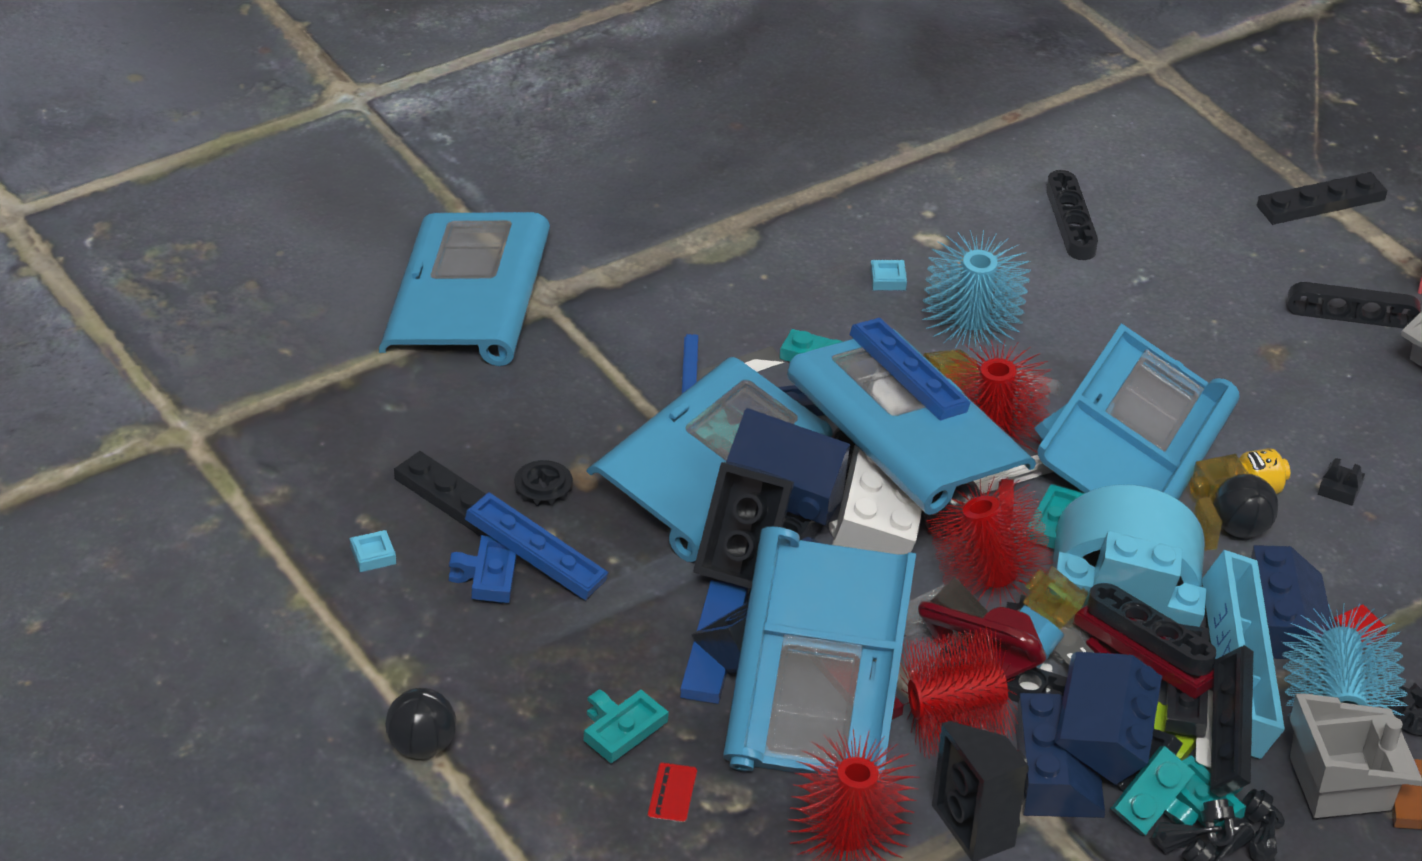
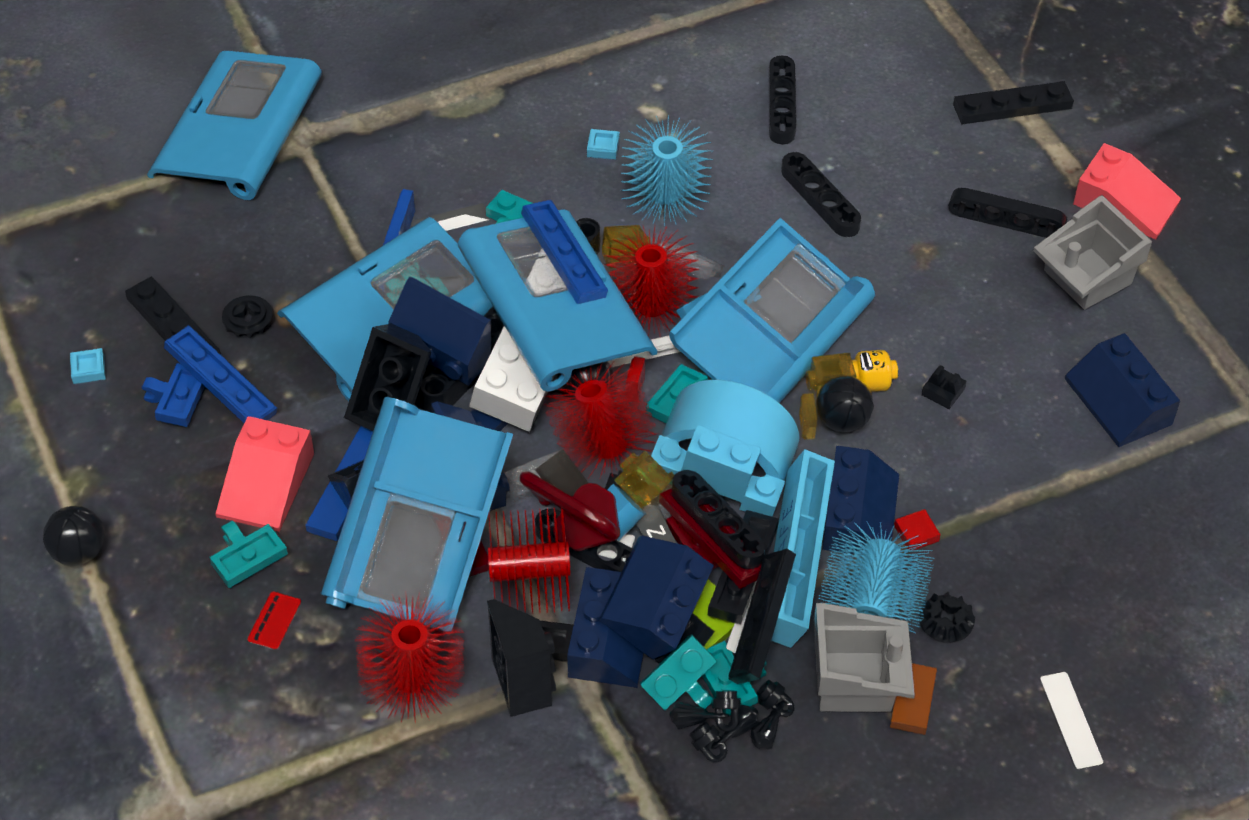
camera: 10 degrees right, 10 degrees up
(617, 638) = (265, 473): none -> coral slope
(1174, 325) = (815, 196): none -> black beam

